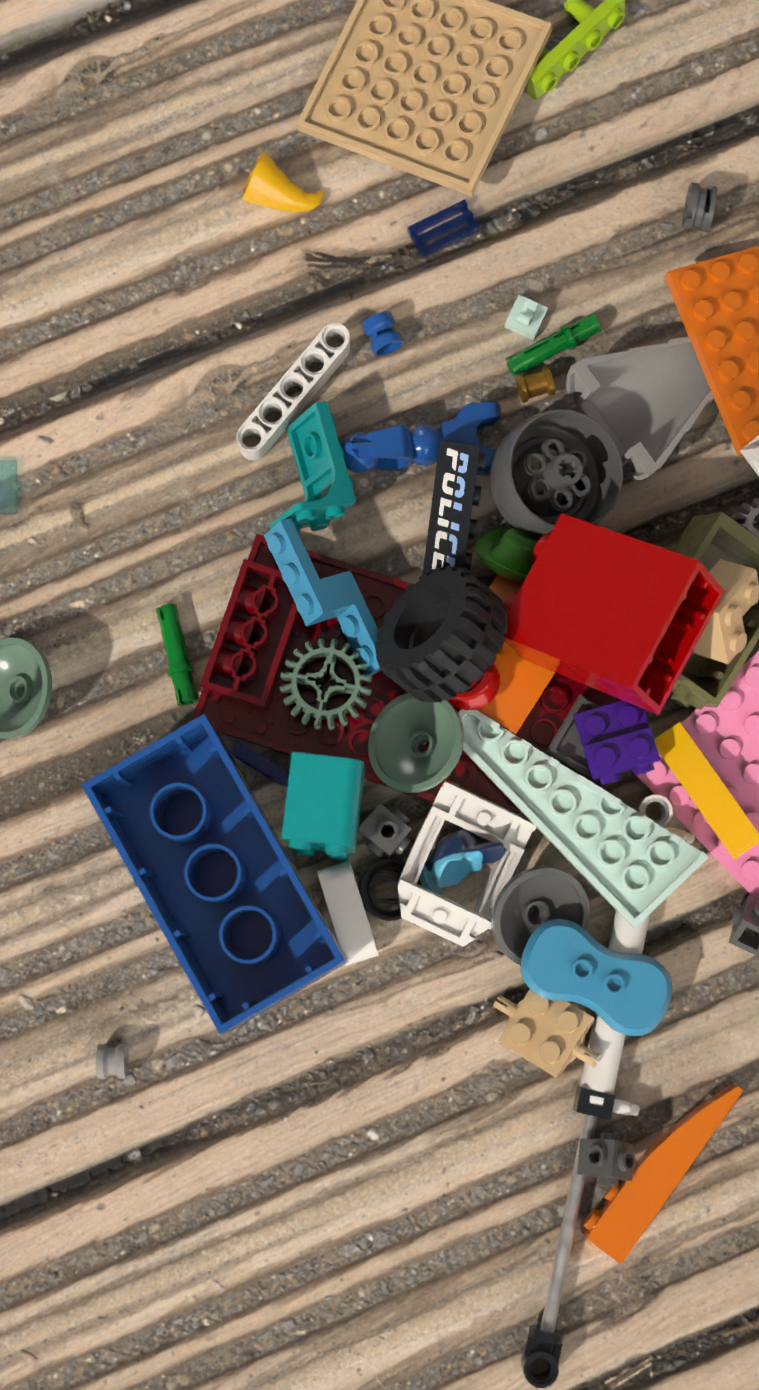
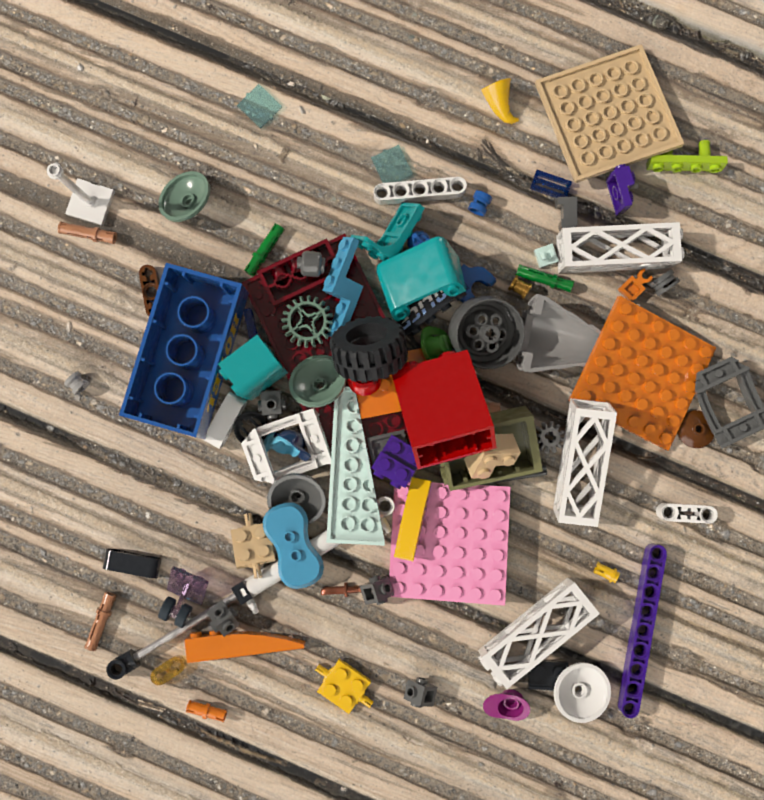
camera: 45 degrees right, 5 degrees up
(62, 844) = (143, 279): none -> reddish brown beam
(226, 396) = (392, 165): none -> clear light blue piece
(260, 606) = (311, 264): none -> dark grey head
(406, 487) = (419, 274): none -> teal windscreen
(418, 1215) = (131, 563): none -> black beam
(451, 1324) = (98, 626): none -> nougat pin
(500, 241) = (568, 212): none -> dark grey leg
(519, 1169) = (187, 587): none -> plate
(530, 152) = (618, 185): none -> dark purple plate
(612, 1304) = (170, 673): none -> clear yellow beam
(665, 162) = (671, 248): none -> white piece
(668, 250) = (633, 286): none -> orange plate
(705, 1302) = (206, 711): none -> orange pin
(709, 972) = (341, 590): none -> copper piece

